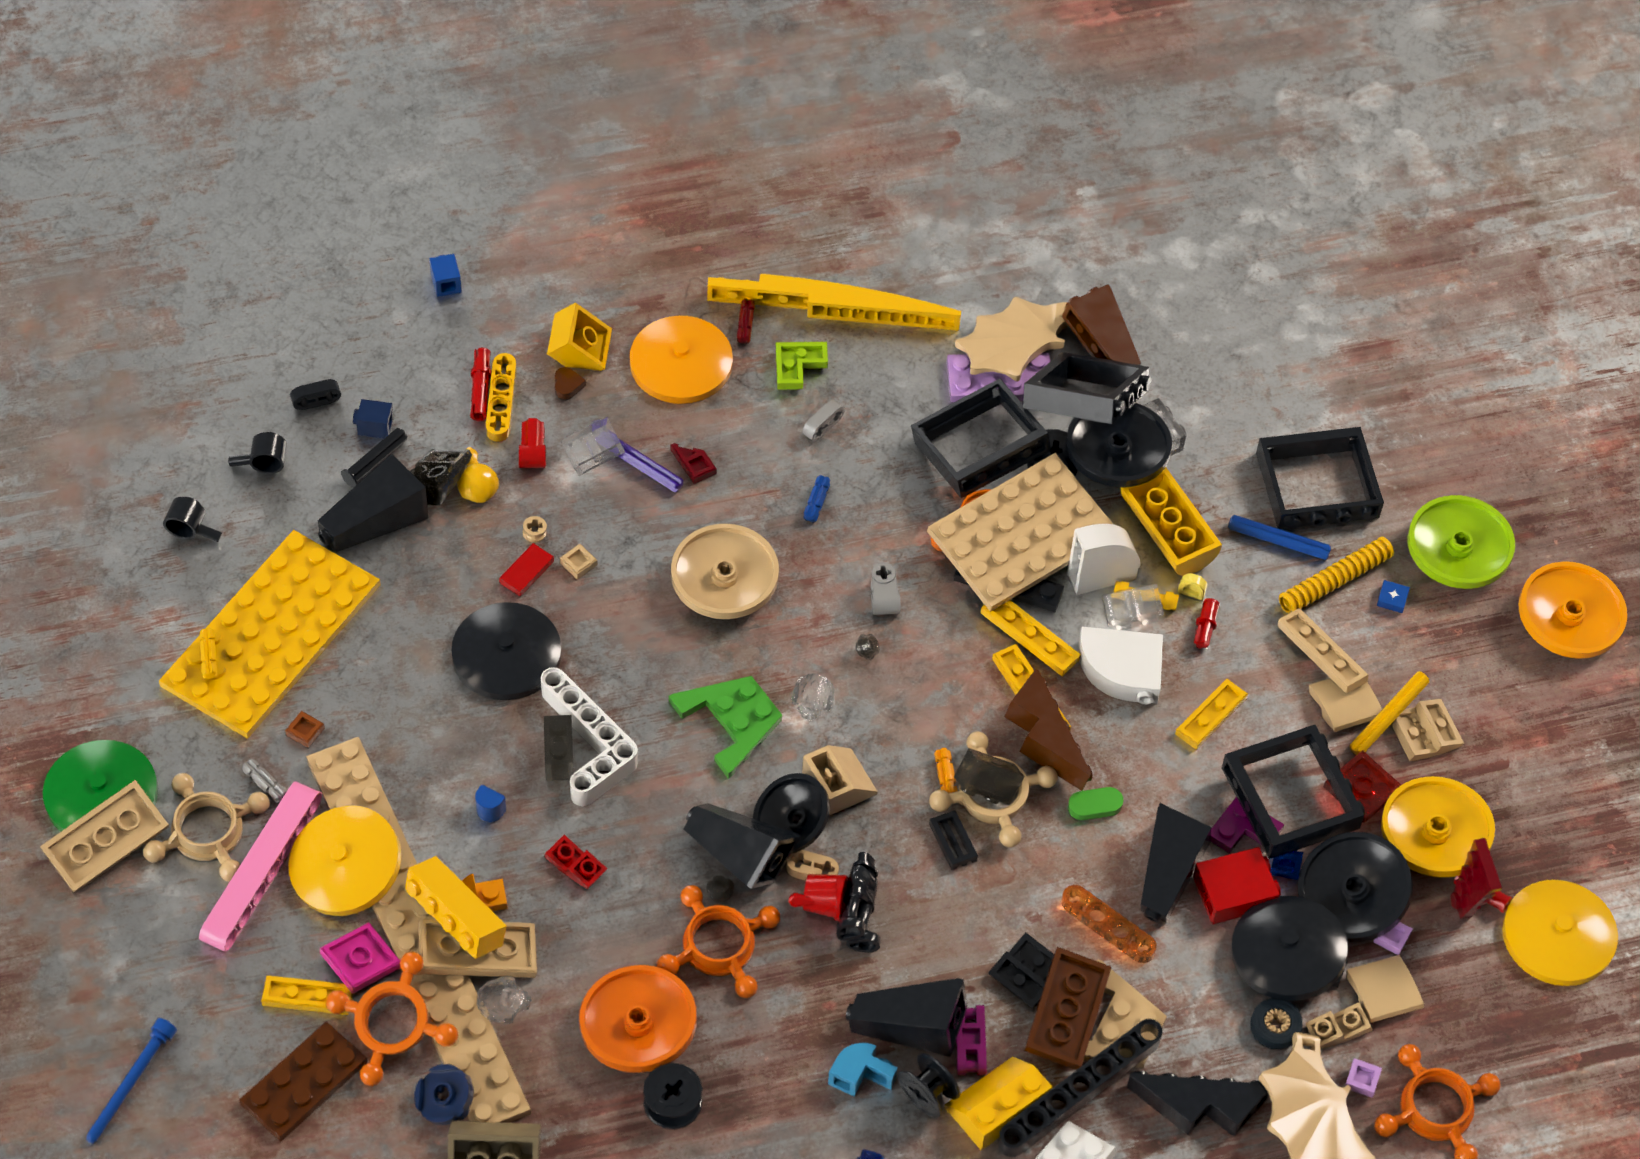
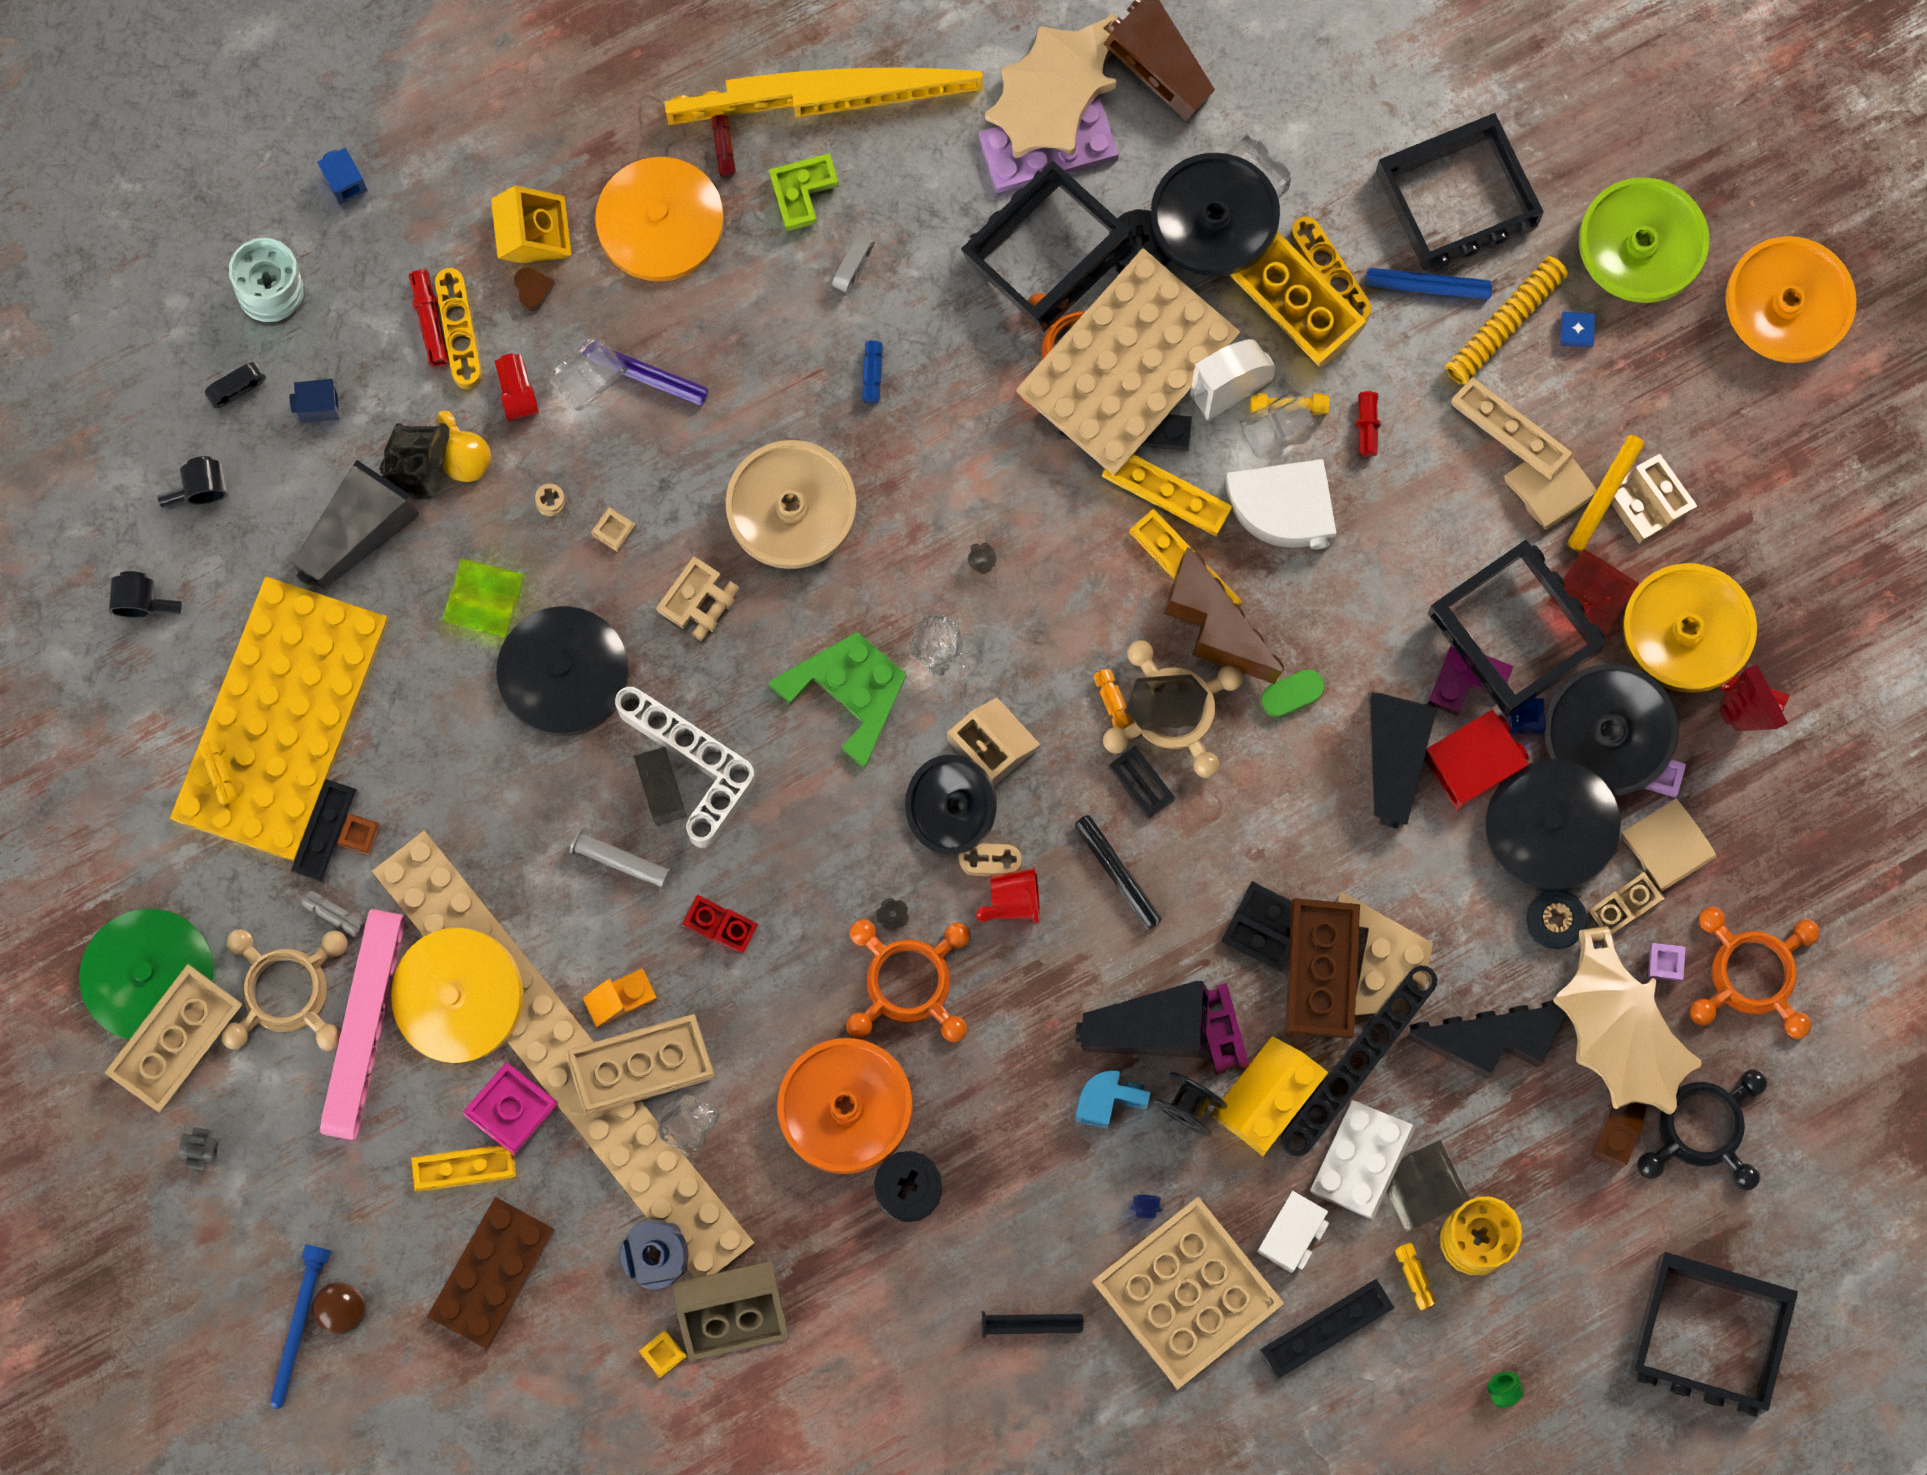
camera: 10 degrees left, 20 degrees up
(96, 924) = (198, 1148): none -> dark grey gear
(168, 1076) = (339, 1308): none -> reddish brown hair
(272, 725) = (324, 831): none -> black tile
(338, 1002) = (565, 1245): orange piece -> none
(363, 326) = (263, 264): none -> light aqua wheel
(373, 457) = (331, 451): black axle -> none
(455, 907) = (602, 1028): yellow brick -> none
(461, 584) = (484, 597): none -> clear neon green slope
(489, 804) = (600, 878): blue brick -> none
(512, 796) = (619, 859): none -> light grey pin
(526, 569) = (555, 557): red tile -> none
(626, 616) = (689, 593): none -> tan plate
(694, 462) = (714, 359): dark red tile -> none
(741, 843) = (902, 858): black slope -> none
(859, 906) = (1057, 894): black piece -> none
(884, 590) = (986, 483): light grey piece -> none
(916, 901) = (1118, 872): none -> black axle
(1044, 391) = (1160, 186): black window -> none
(1112, 920) = (1344, 838): clear orange beam -> none
(1193, 586) = (1342, 379): light yellow tile -> none
(1206, 510) = (1335, 268): none -> yellow beam
(1211, 714) = (1399, 541): yellow tile -> none
(1560, 932) = (1850, 721): yellow dish -> none

